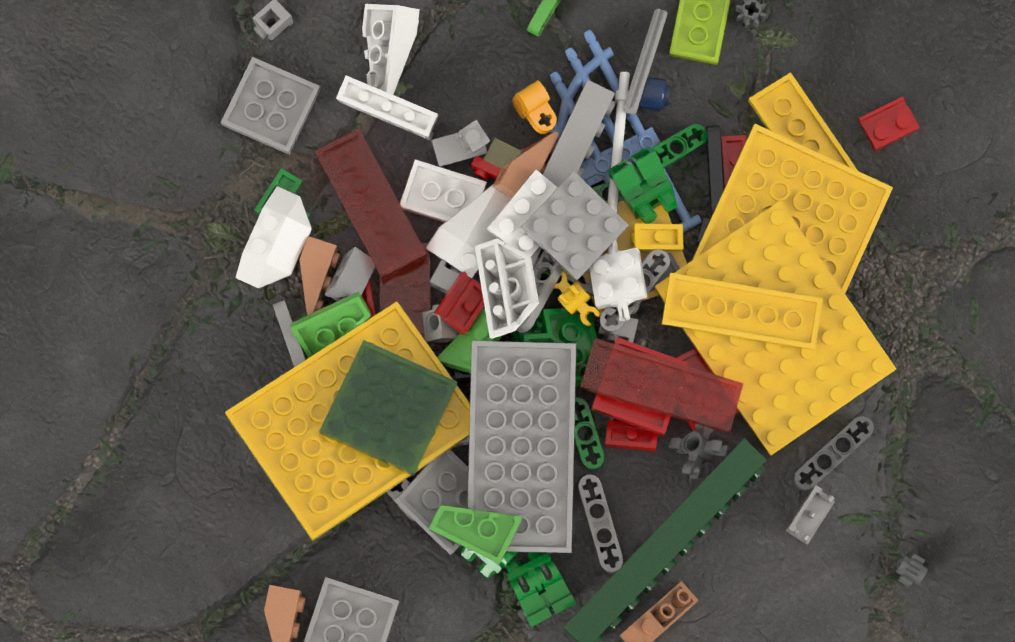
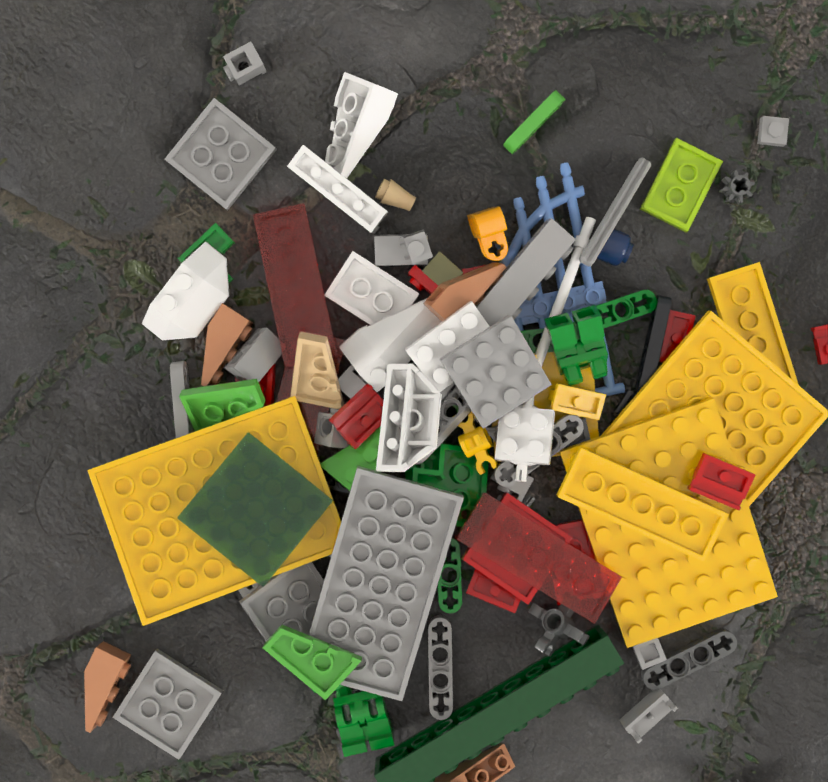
camera: 10 degrees right, 10 degrees up
(410, 273) = (315, 373): none -> tan wing
(440, 100) = (394, 195): none -> tan cone
(793, 455) = (649, 653): none -> light grey plate
(807, 271) = (721, 481): none -> red plate

